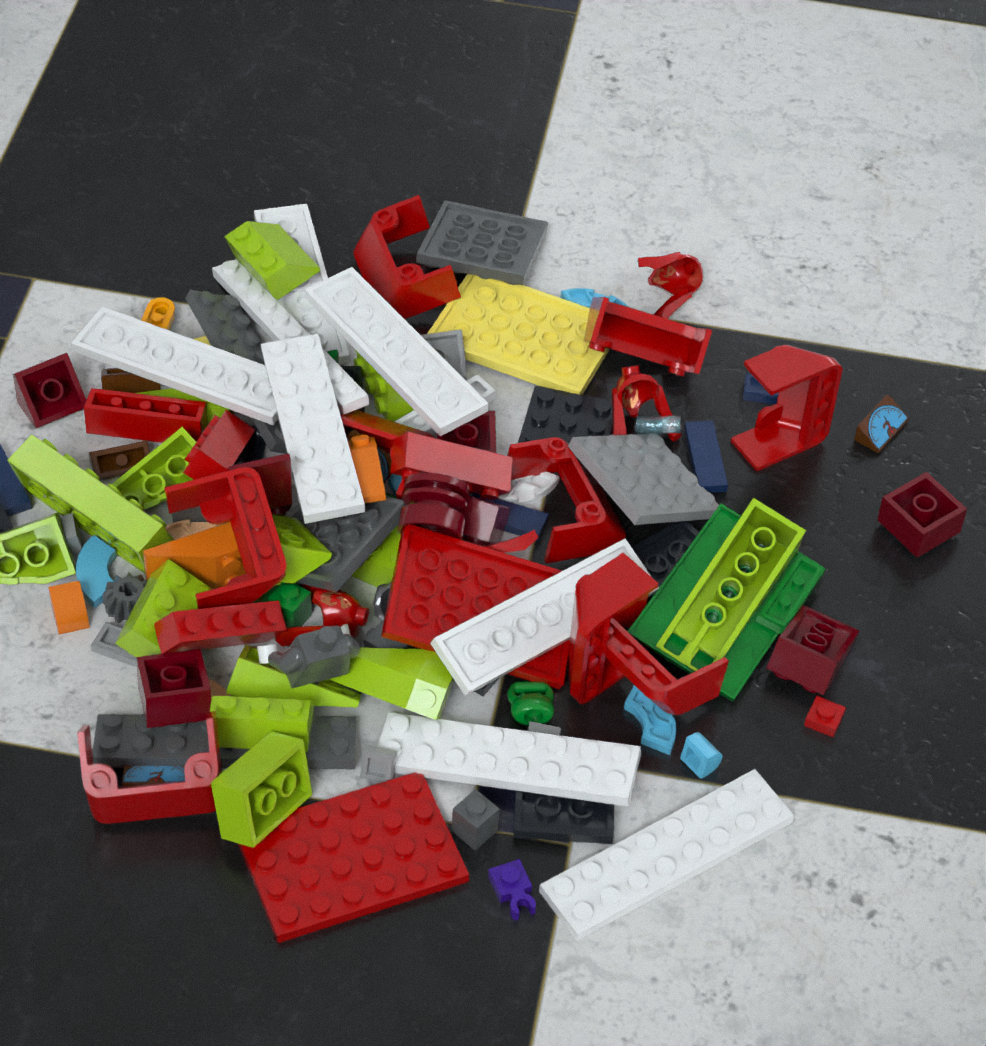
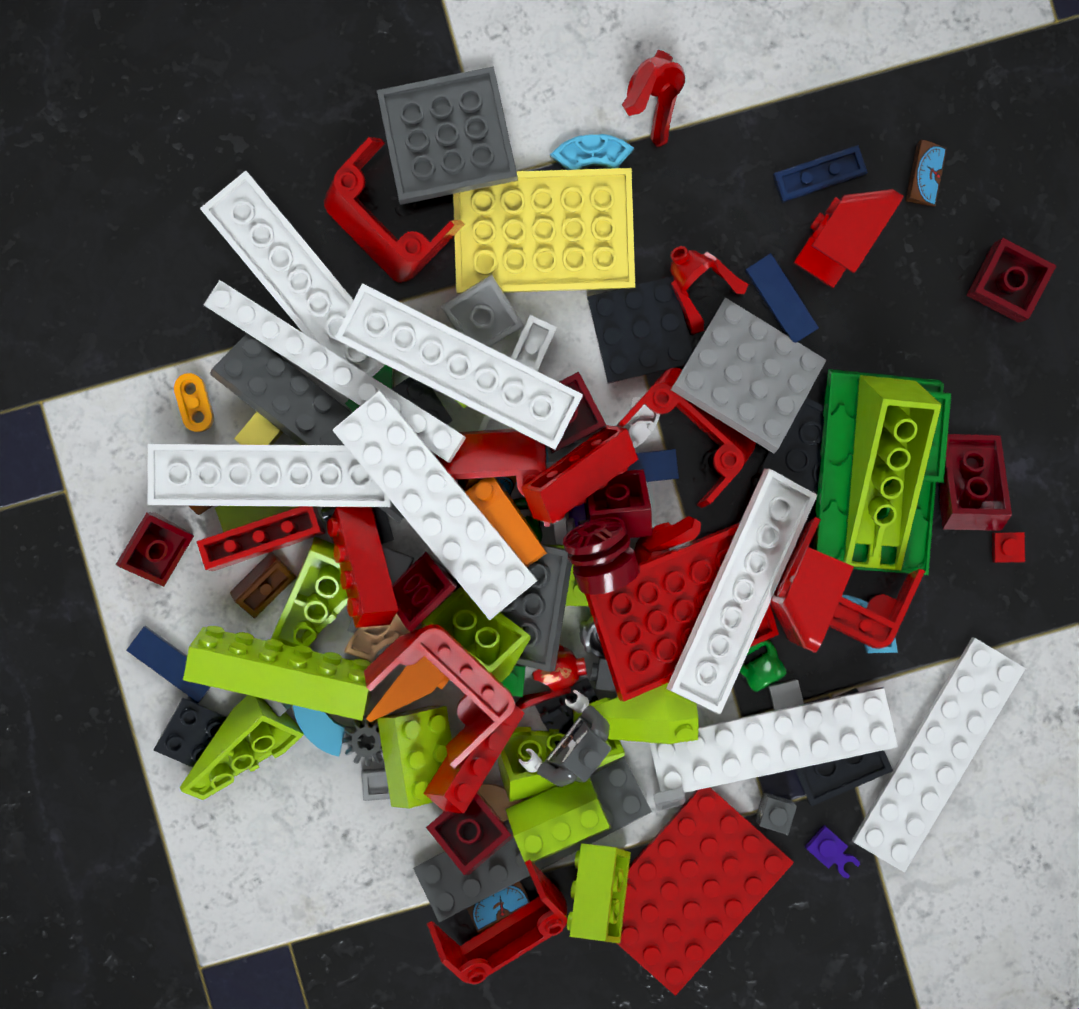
camera: 25 degrees left, 40 degrees up
(68, 607) = (322, 775): orange brick -> none
(271, 257) = (260, 275): lime slope -> none
(646, 336) = (666, 179): red windscreen -> none
(657, 425) = (721, 297): clear light blue piece -> none
(700, 755) = (925, 647): medium azure brick -> none

